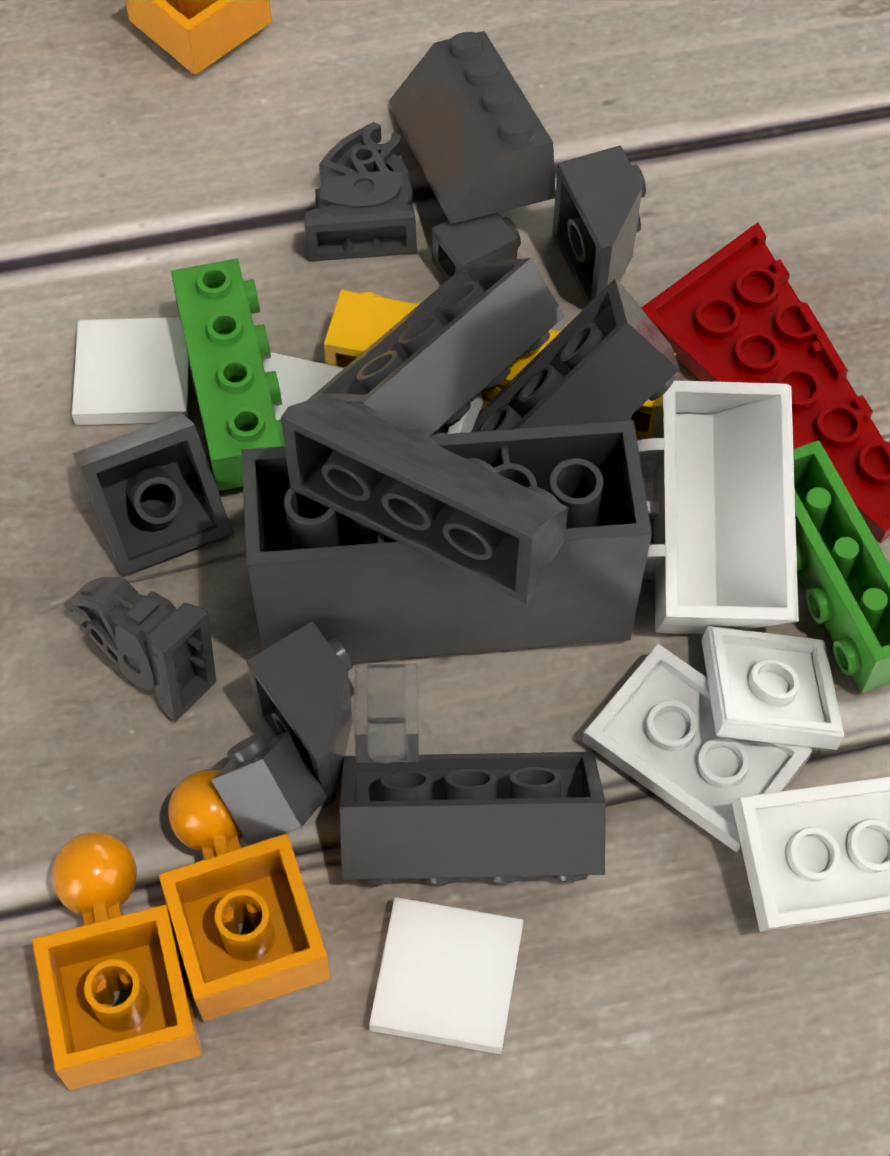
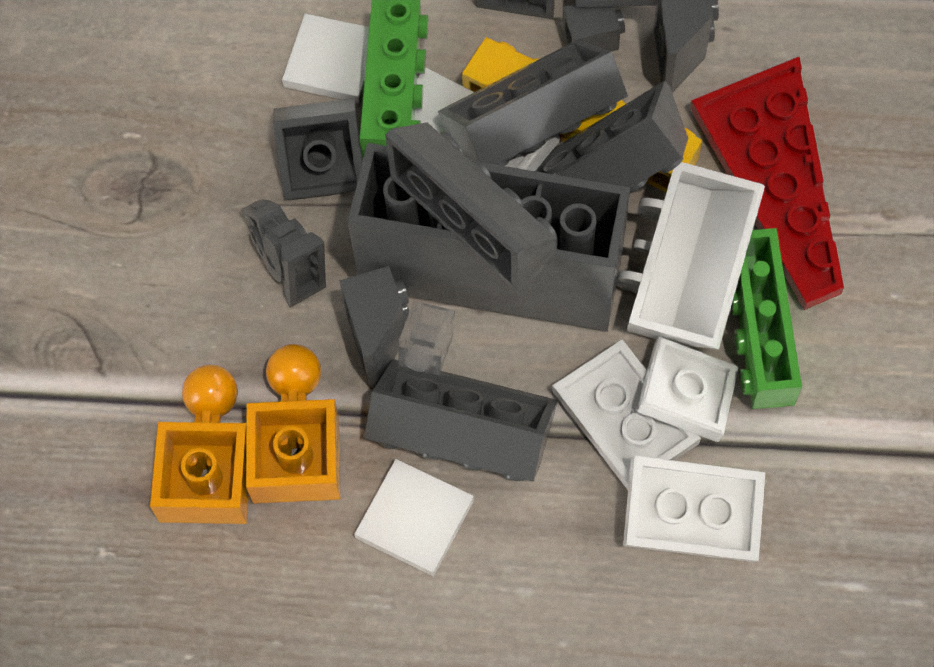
camera: 20 degrees right, 5 degrees up
(268, 787) = (332, 366): dark grey brick -> none

